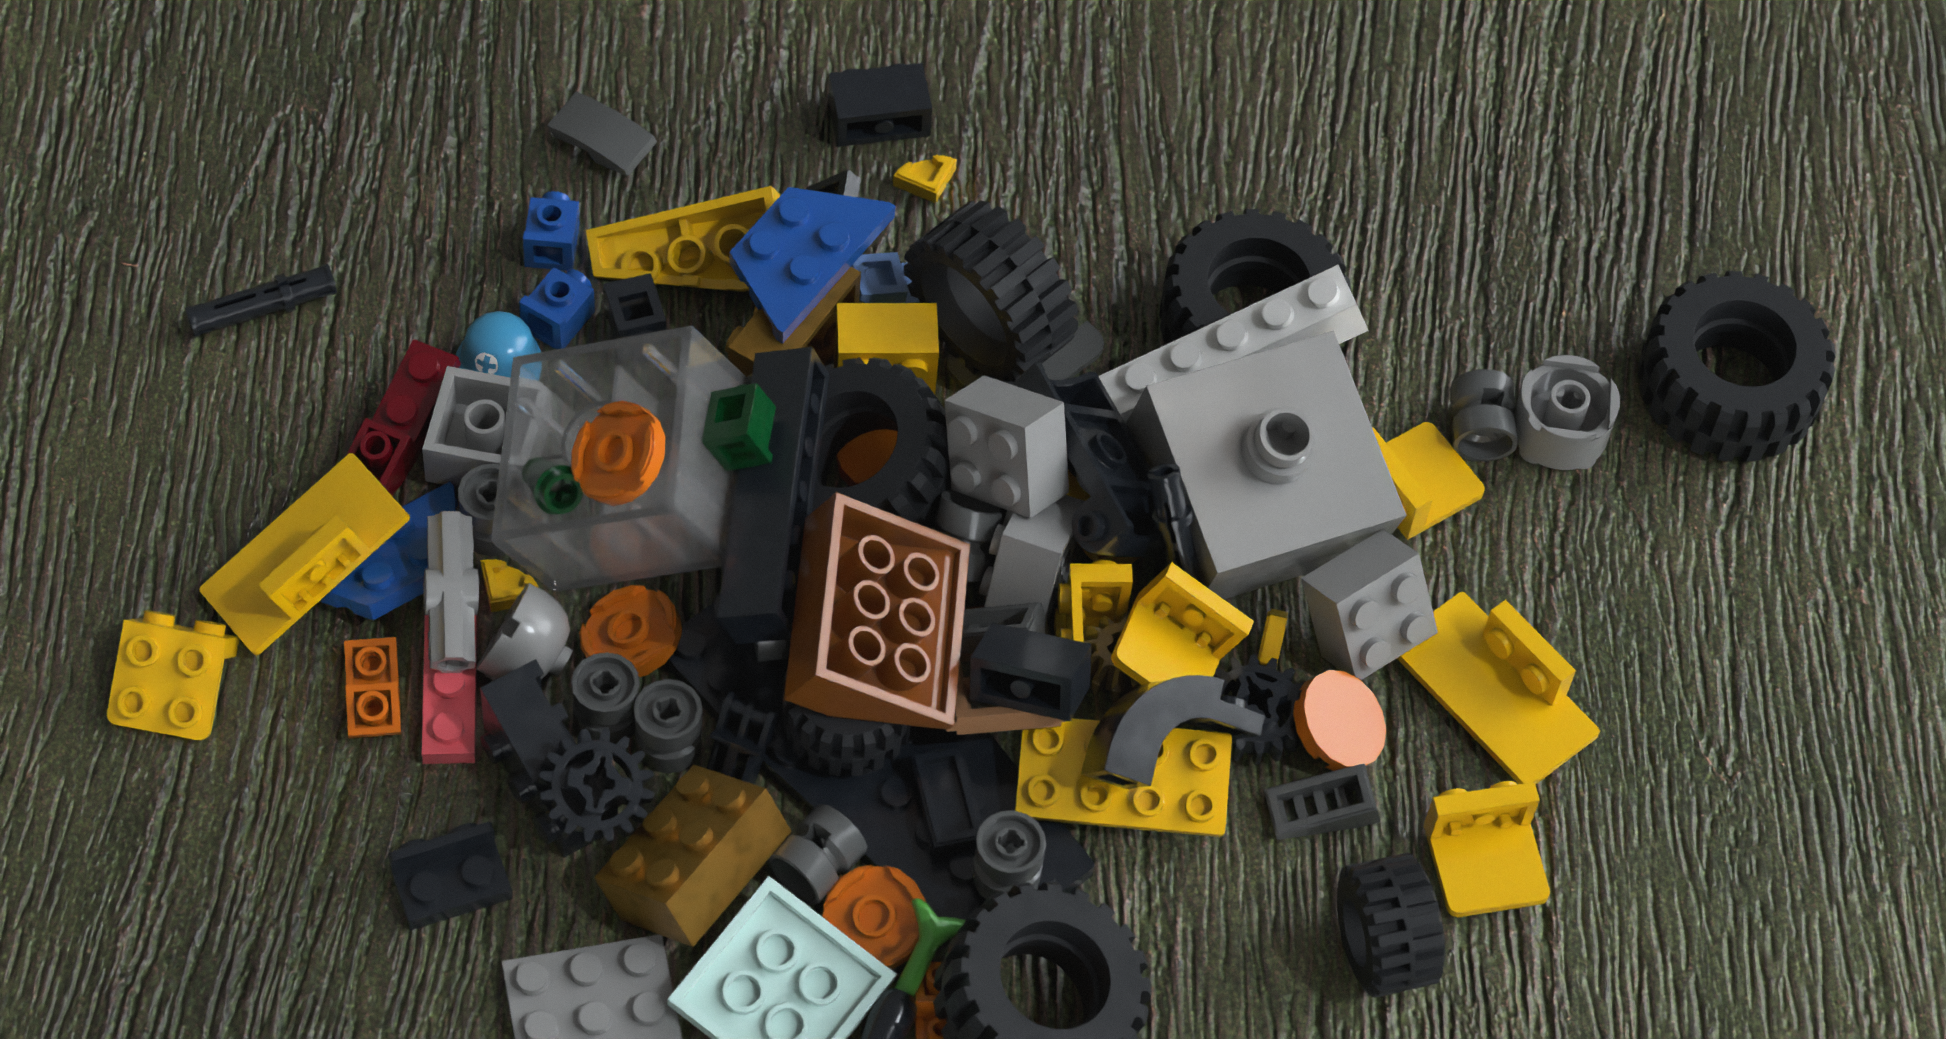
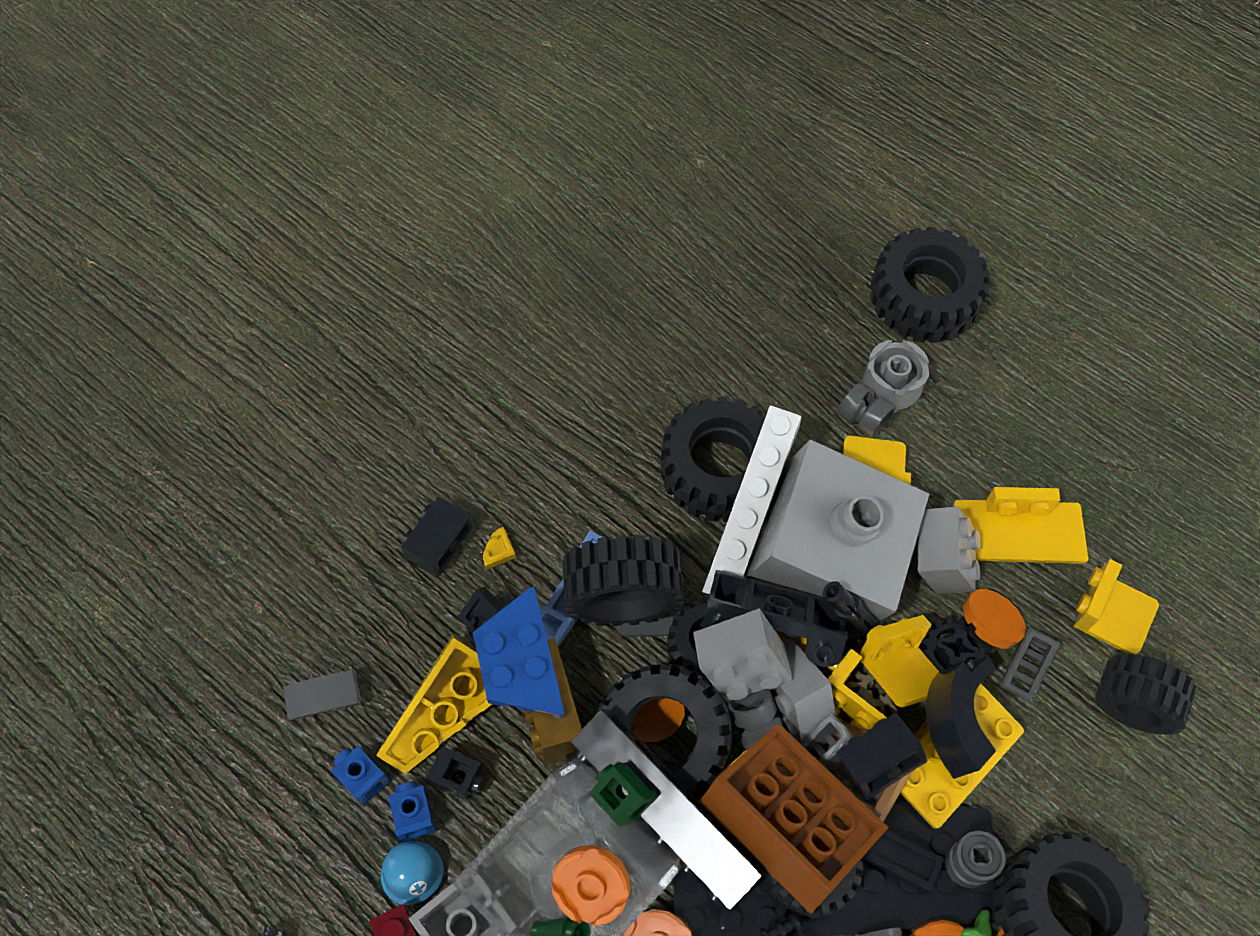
camera: 45 degrees left, 5 degrees up
(892, 332) = (602, 661): yellow brick -> none
(1272, 636) = (915, 604): yellow tile -> none

